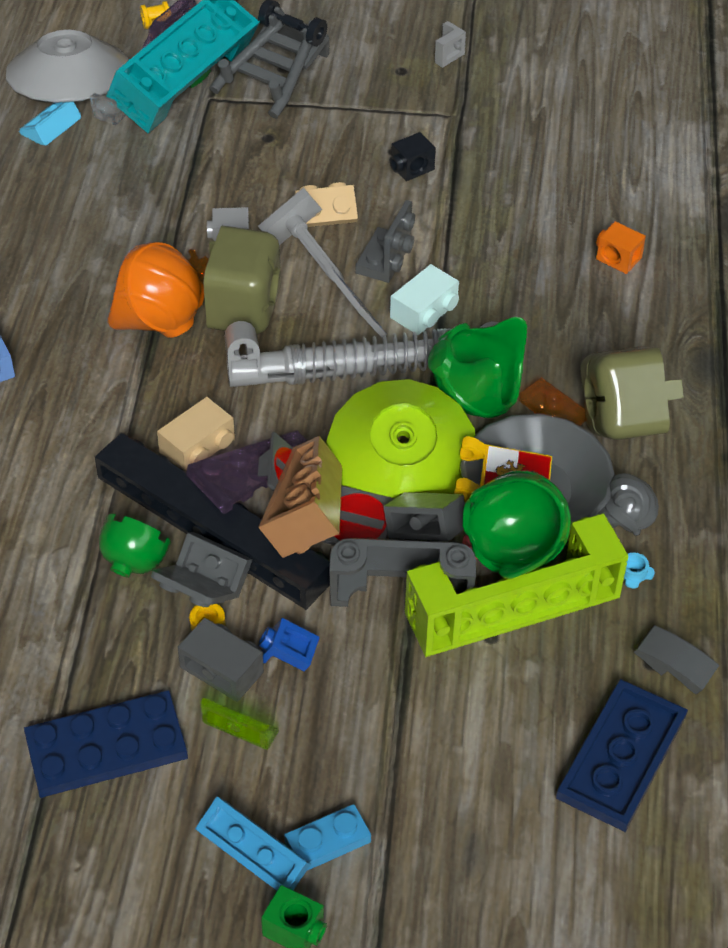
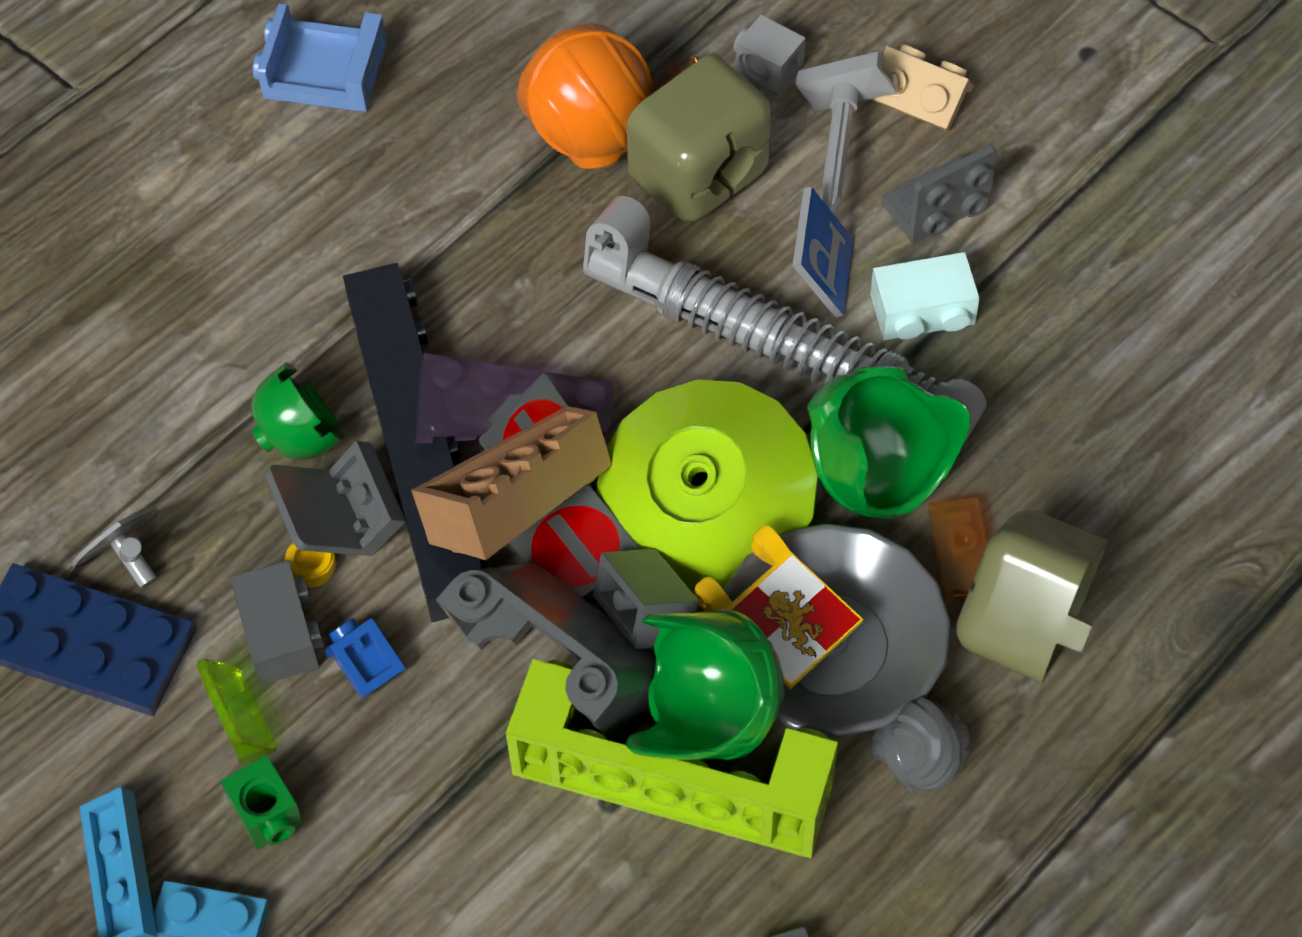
camera: 40 degrees right, 10 degrees up
(96, 676) = (126, 547): none -> light grey shield
(196, 434) = (484, 317): tan brick -> none
(299, 742) = (253, 785): none -> green brick
(412, 156) = (1094, 77): black brick -> none
(620, 247) = (1257, 373): orange brick -> none
(640, 564) = (857, 821): medium azure plate -> none

